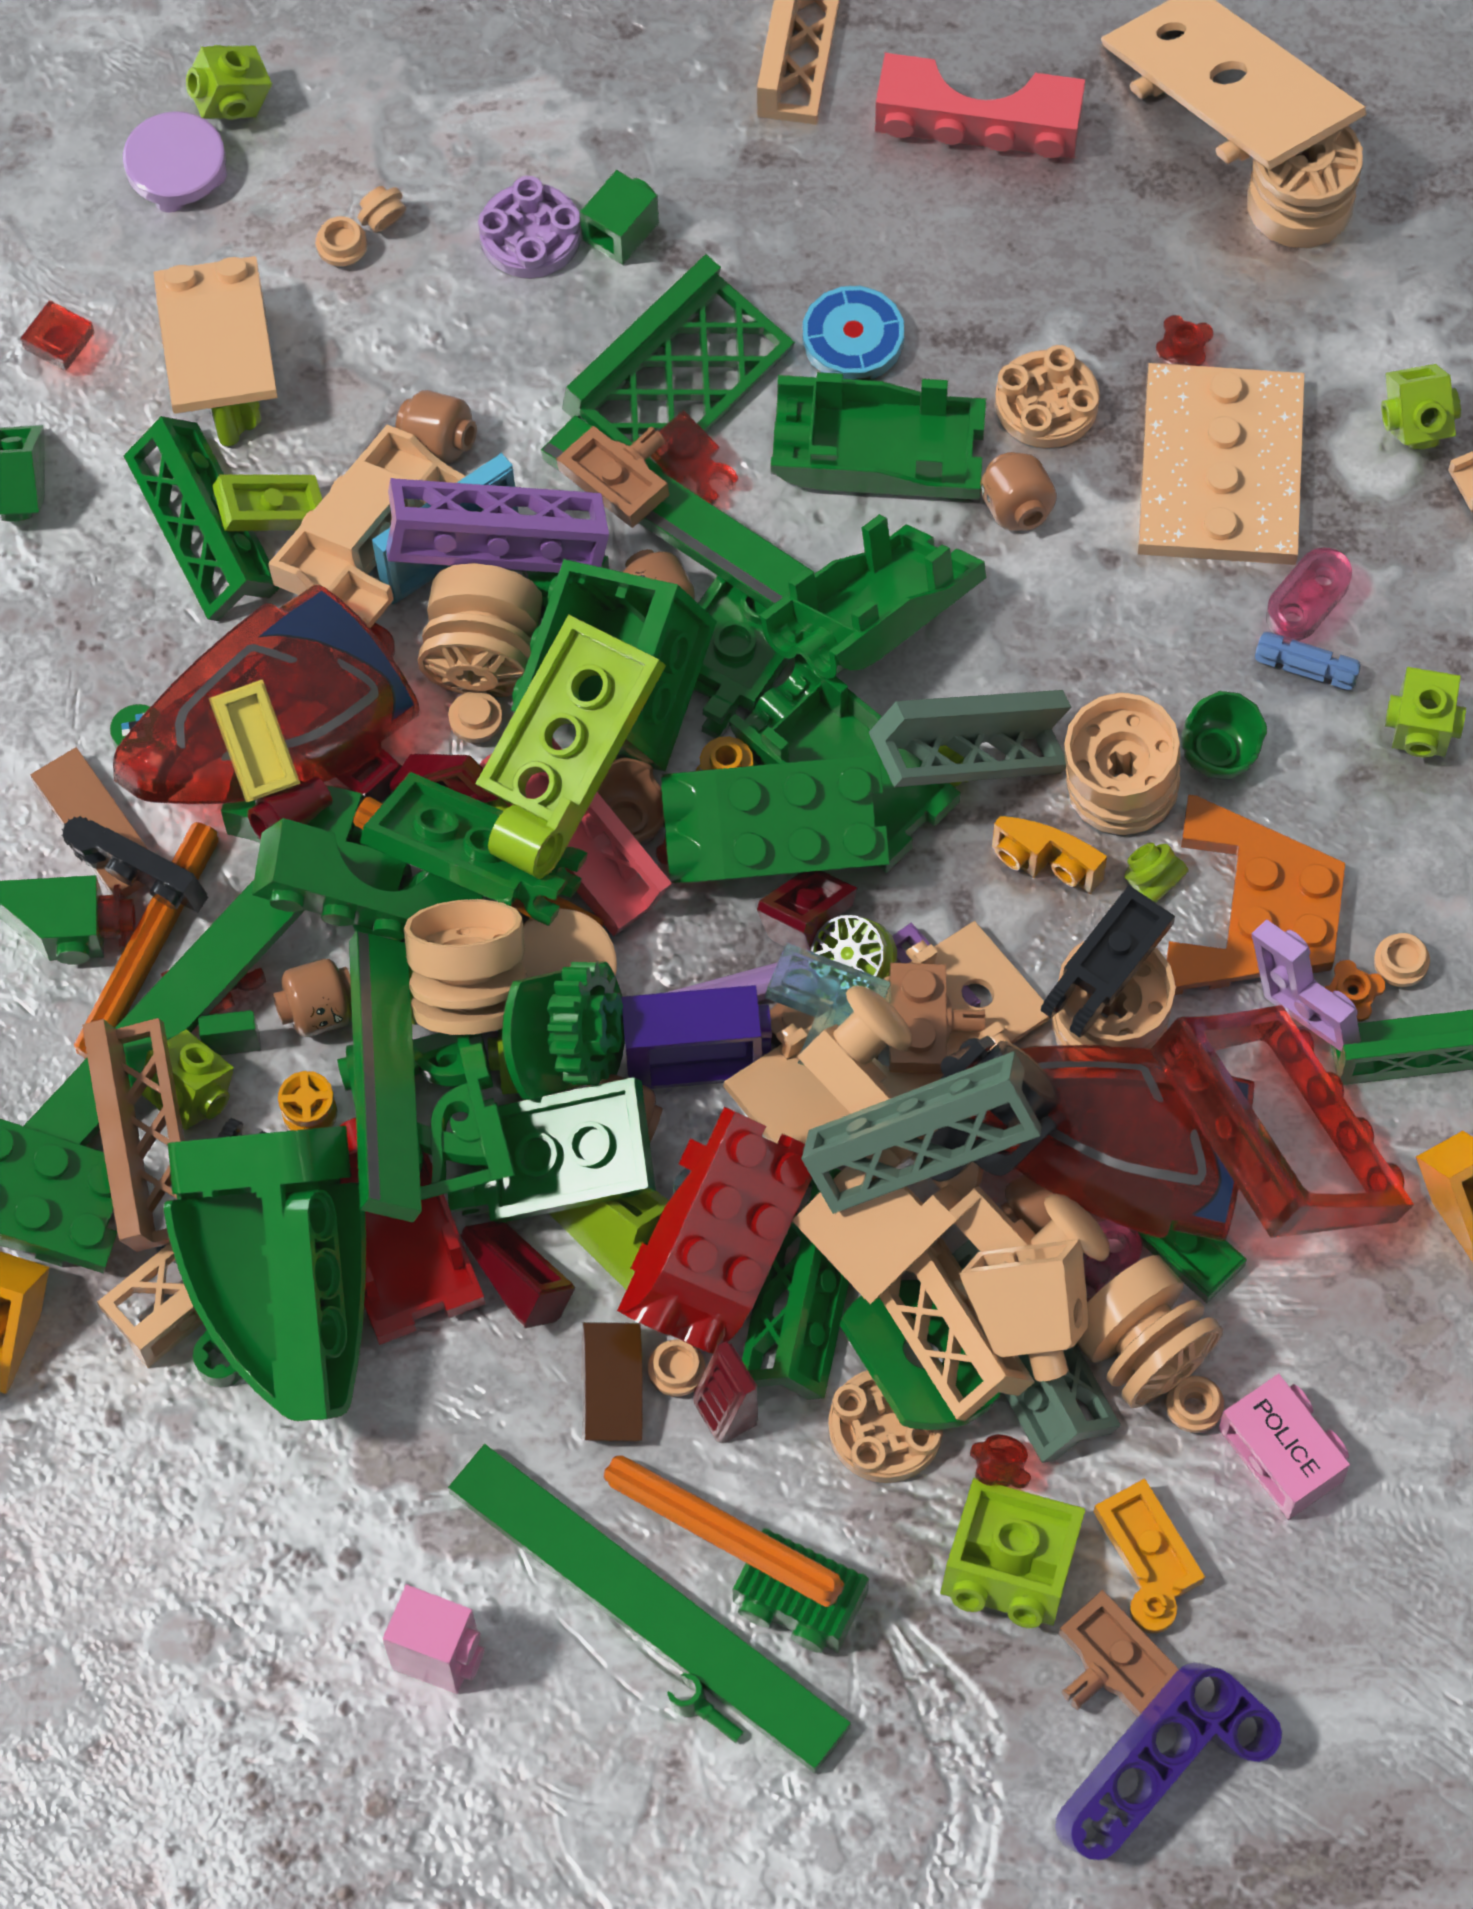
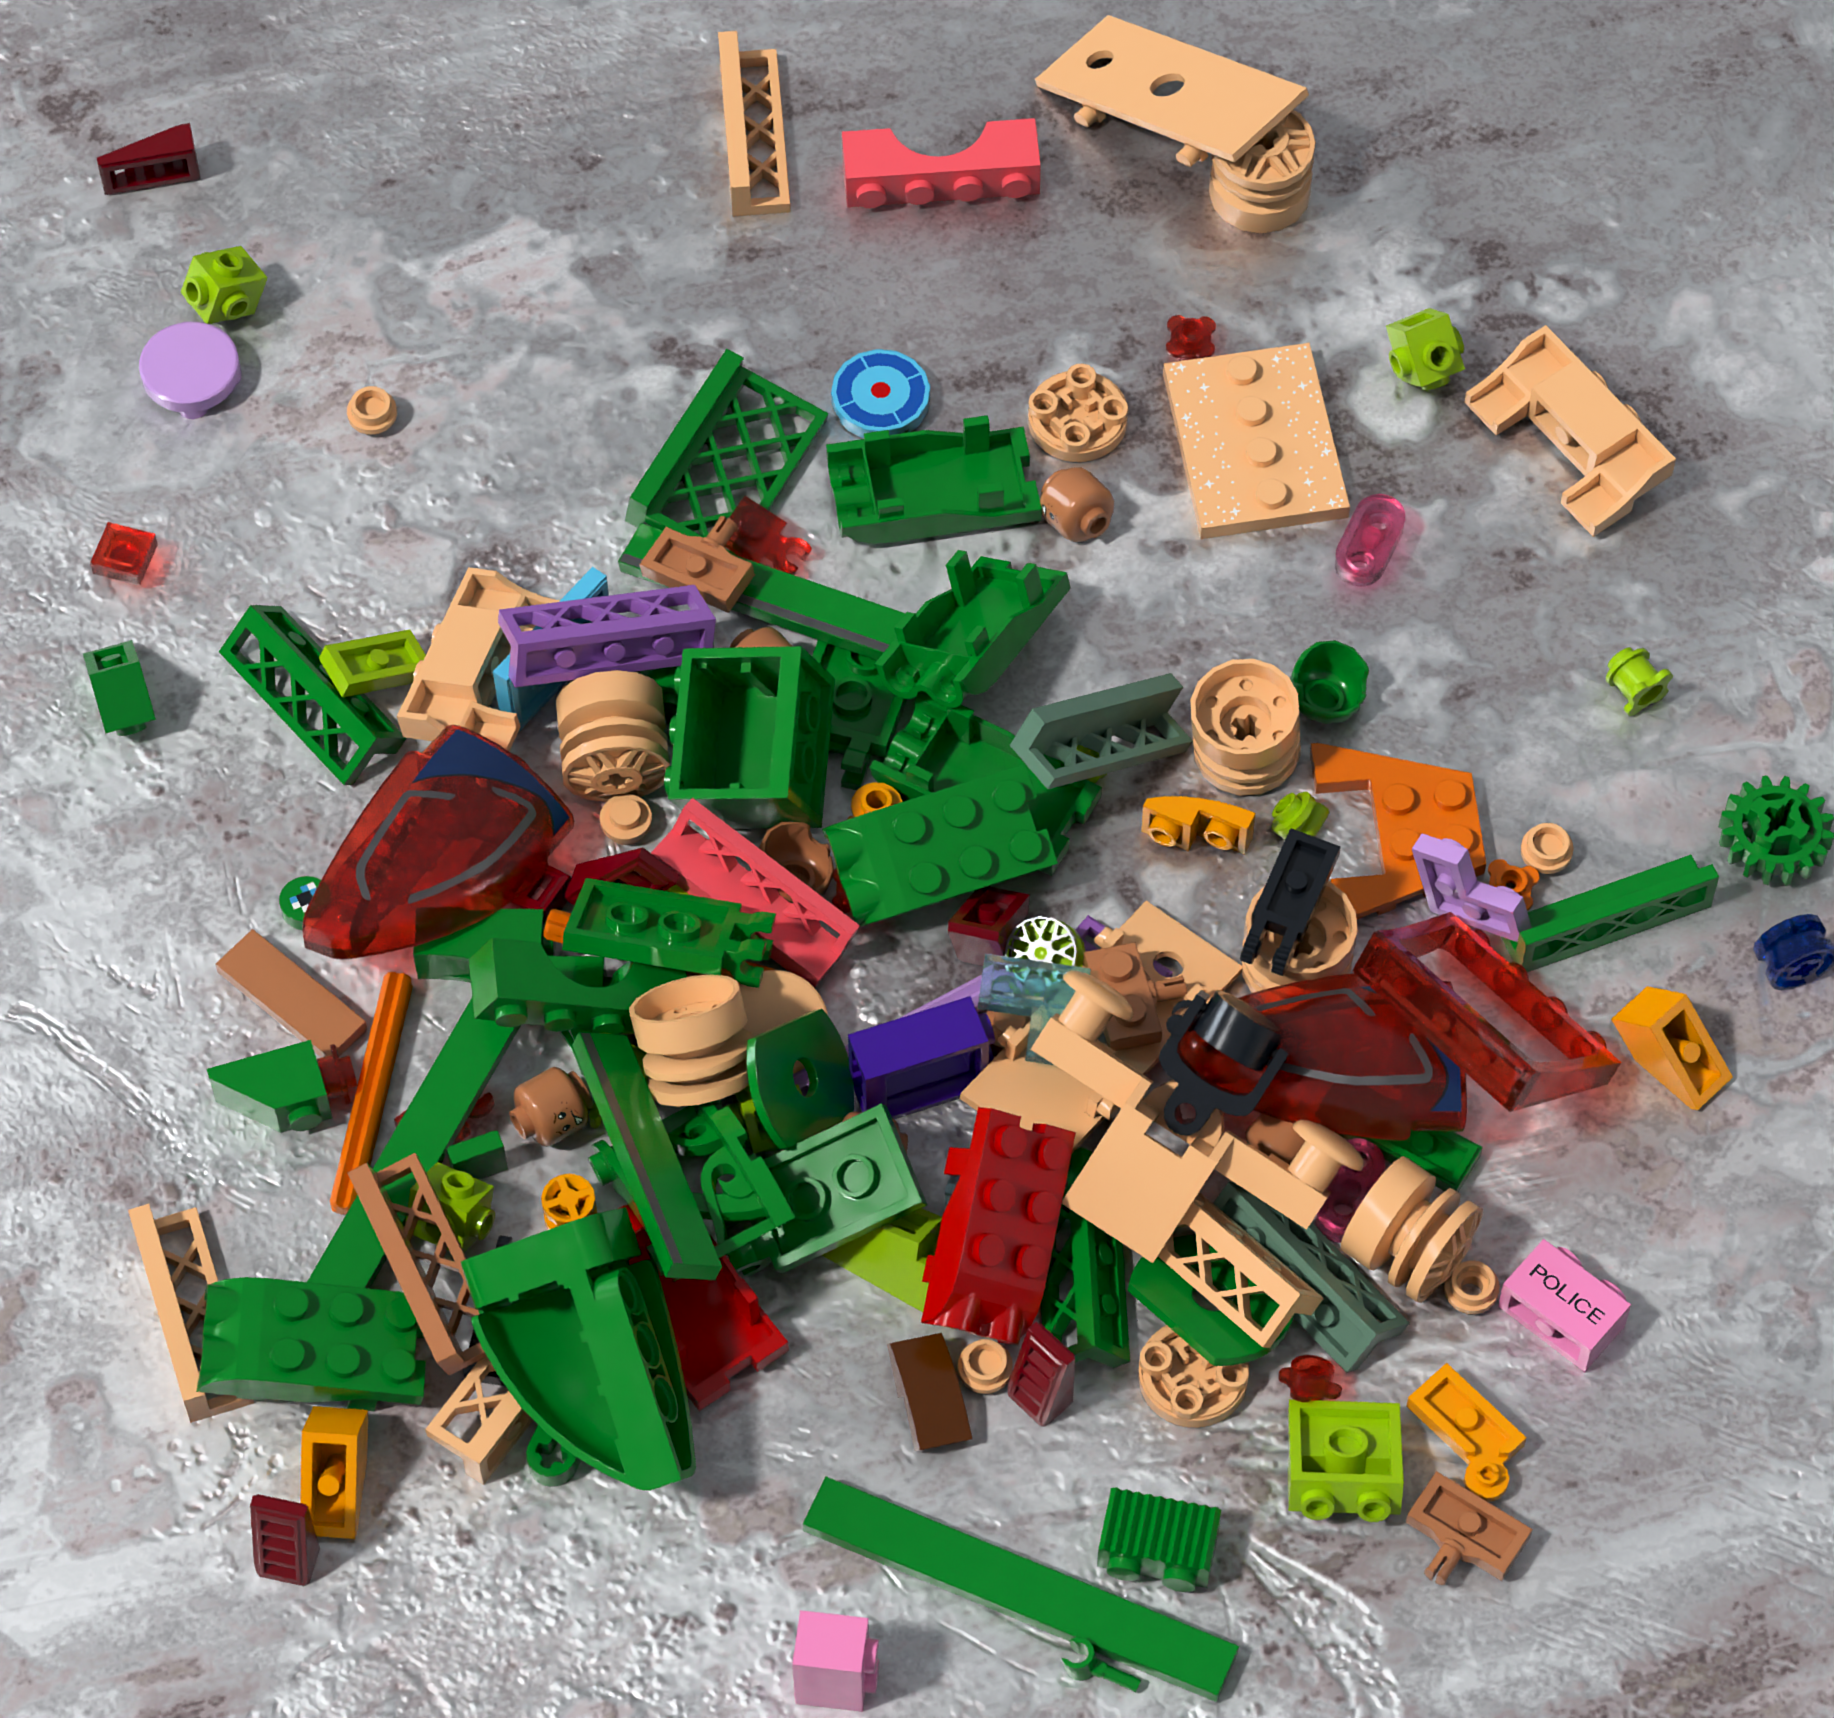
camera: 15 degrees left, 5 degrees down
(132, 862) = (344, 1020): black hinge -> none
(215, 334) = (280, 518): light nougat slope -> none
(234, 420) = (316, 587): lime plate -> none
(254, 740) = (436, 878): light yellow tile -> none
(296, 803) = (472, 935): dark red cone -> none
(381, 208) = (402, 371): light nougat plate -> none
(439, 423) = (516, 555): nougat head -> none
(520, 1274) = (820, 1317): dark red slope -> none
(530, 229) = (548, 362): lavender tile -> none
(537, 830) = (728, 900): lime hinge -> none
(585, 1023) = (823, 1064): green gear -> none
(619, 216) = (632, 333): green brick -> none
(724, 1531) = (1075, 1498): orange axle -> none
(913, 1115) = (1155, 1074): sand green fence -> none
(1031, 1302) = (1306, 1222): light nougat torso -> none
(1158, 1770) = (1530, 1617): dark purple beam -> none
(1307, 660) = (1385, 600): medium blue axle -> none
(1426, 713) = (1508, 622): lime brick -> none

